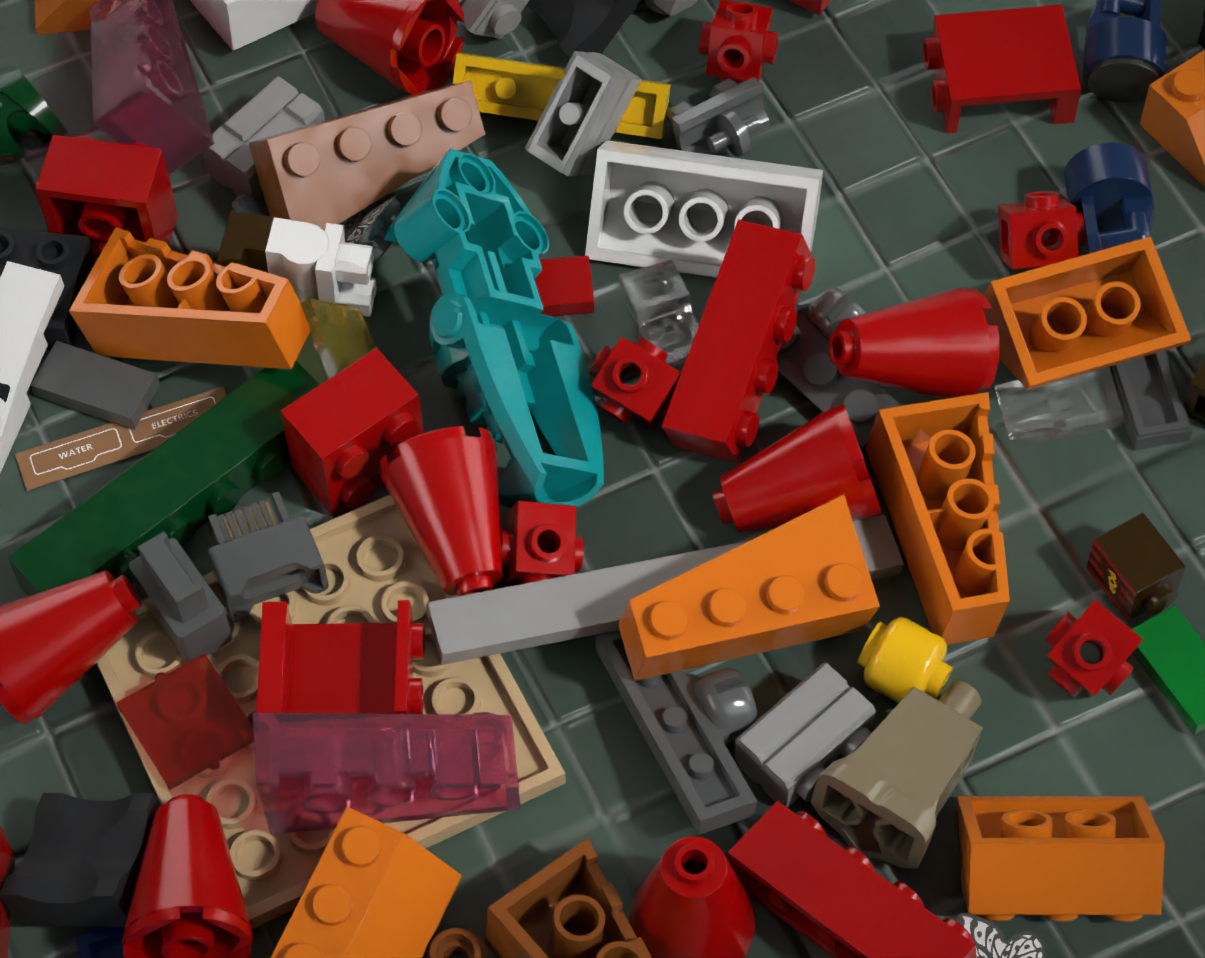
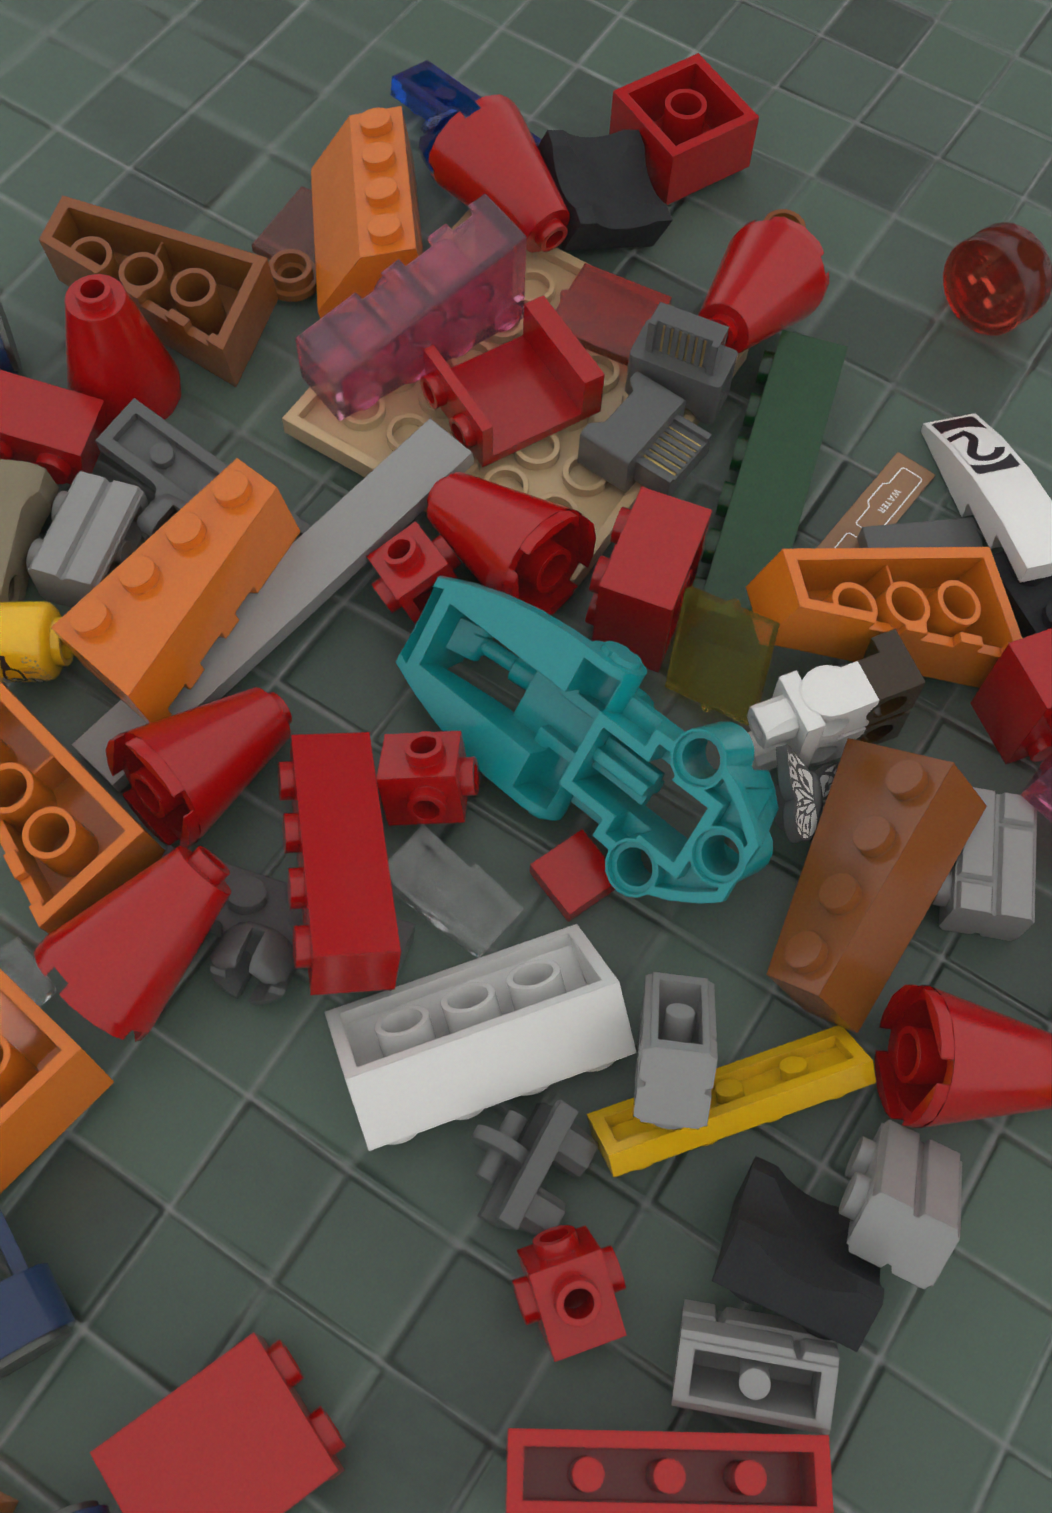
camera: 145 degrees right, 5 degrees up
(1040, 231) = (68, 1204): red brick -> none

